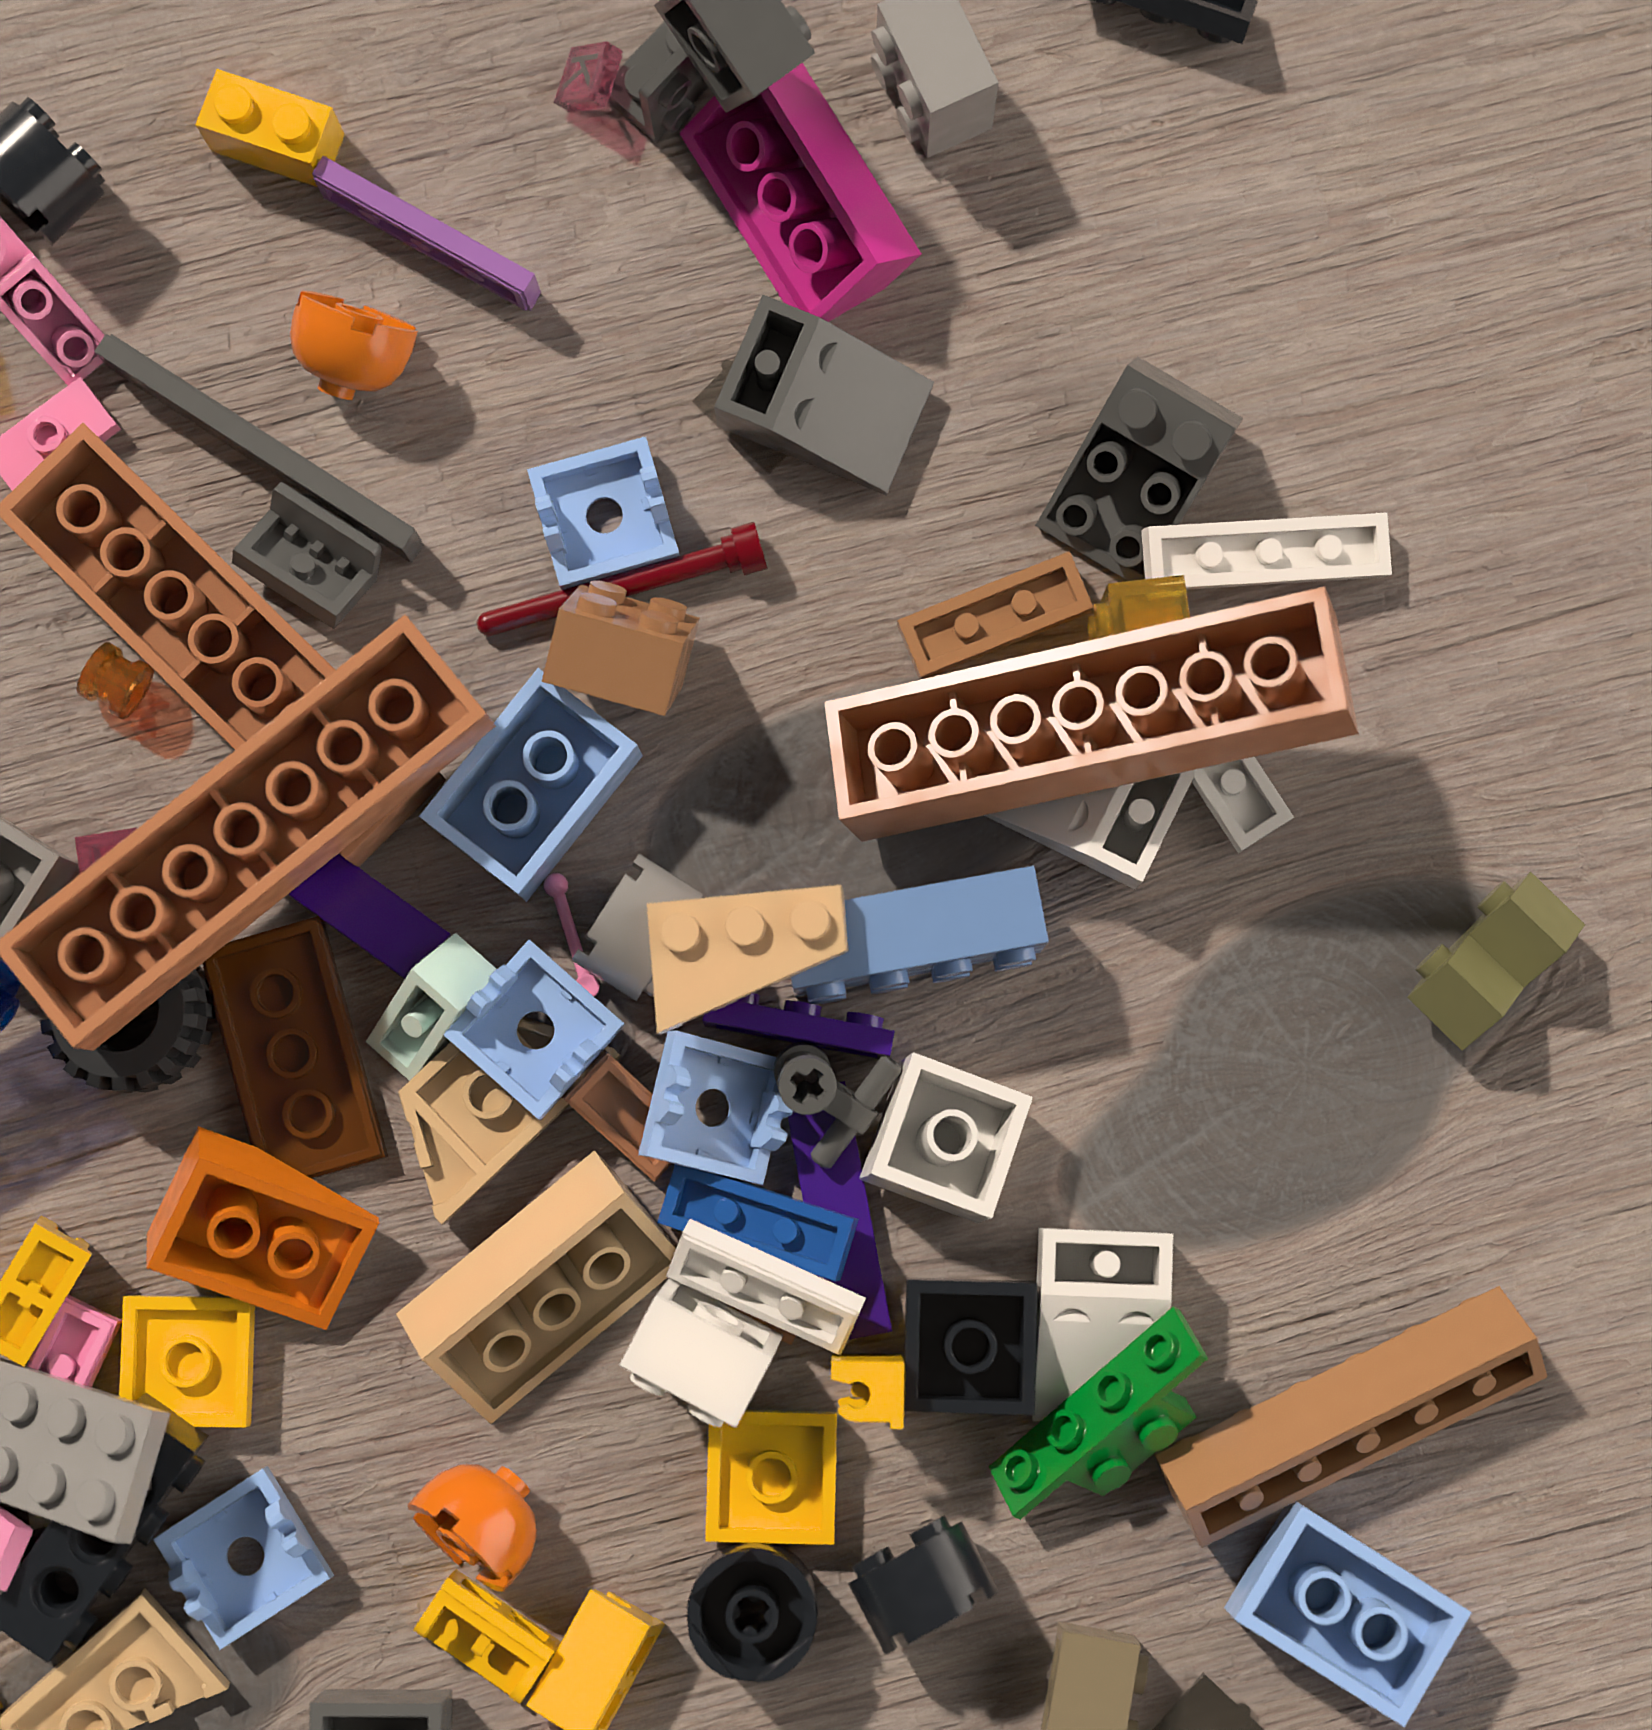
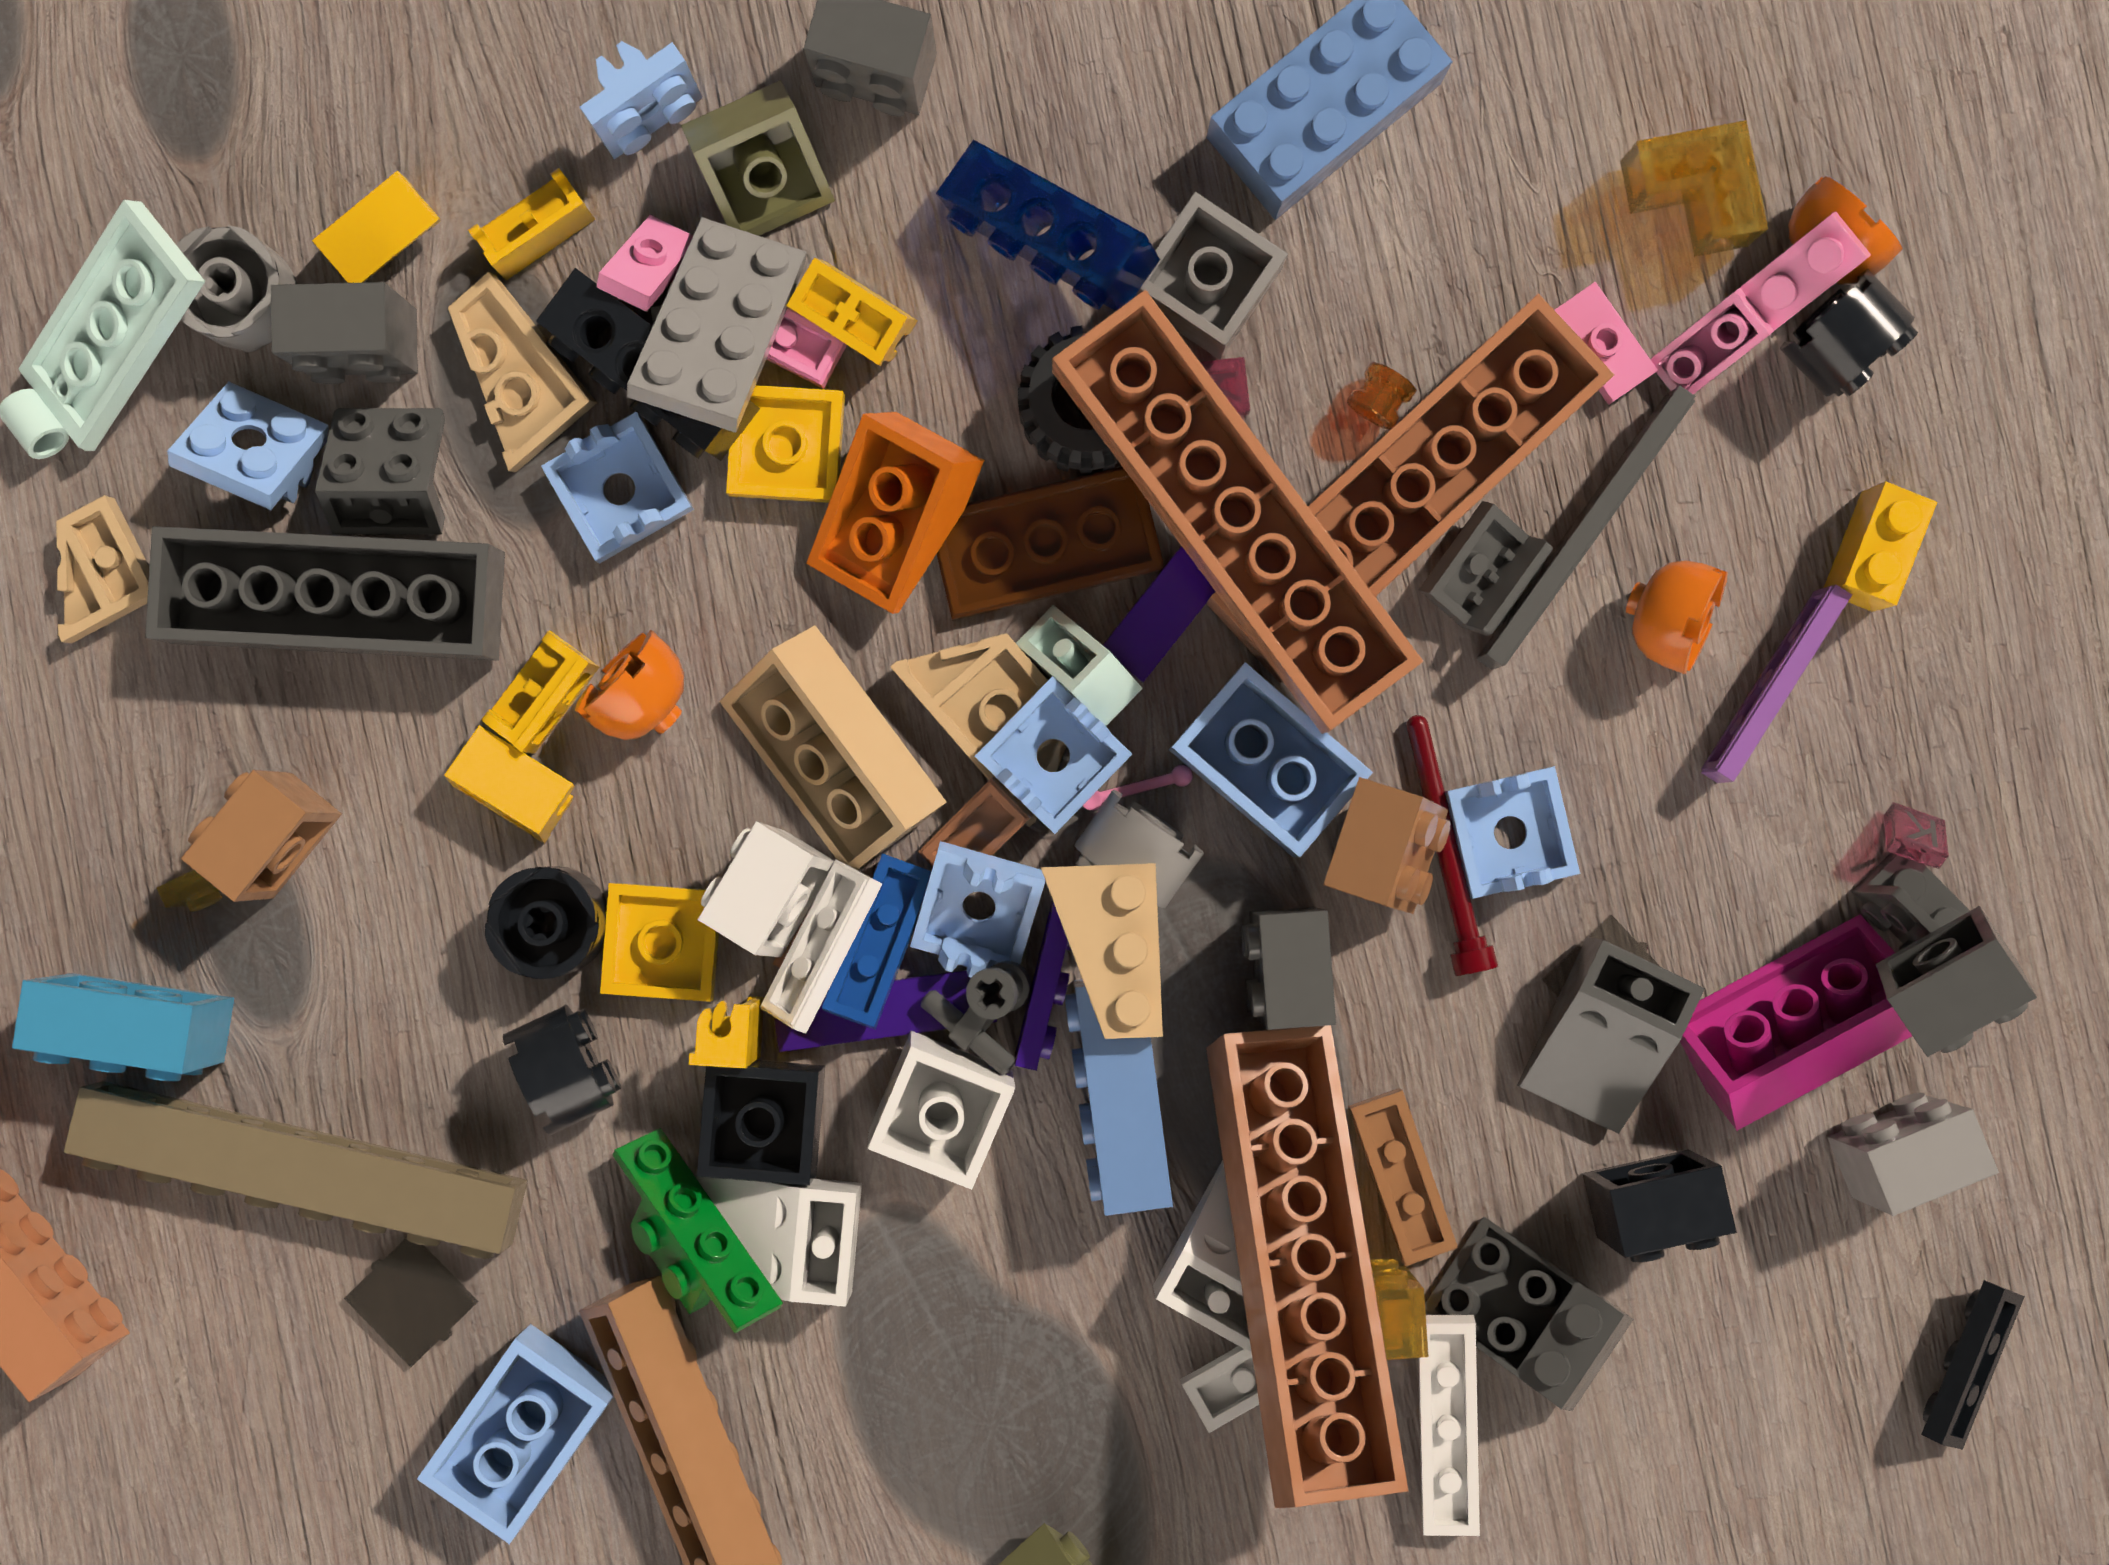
camera: 85 degrees right, 5 degrees up
(762, 751) = (1289, 967): none -> dark grey brick
(1006, 332) = (1660, 1205): none -> black brick

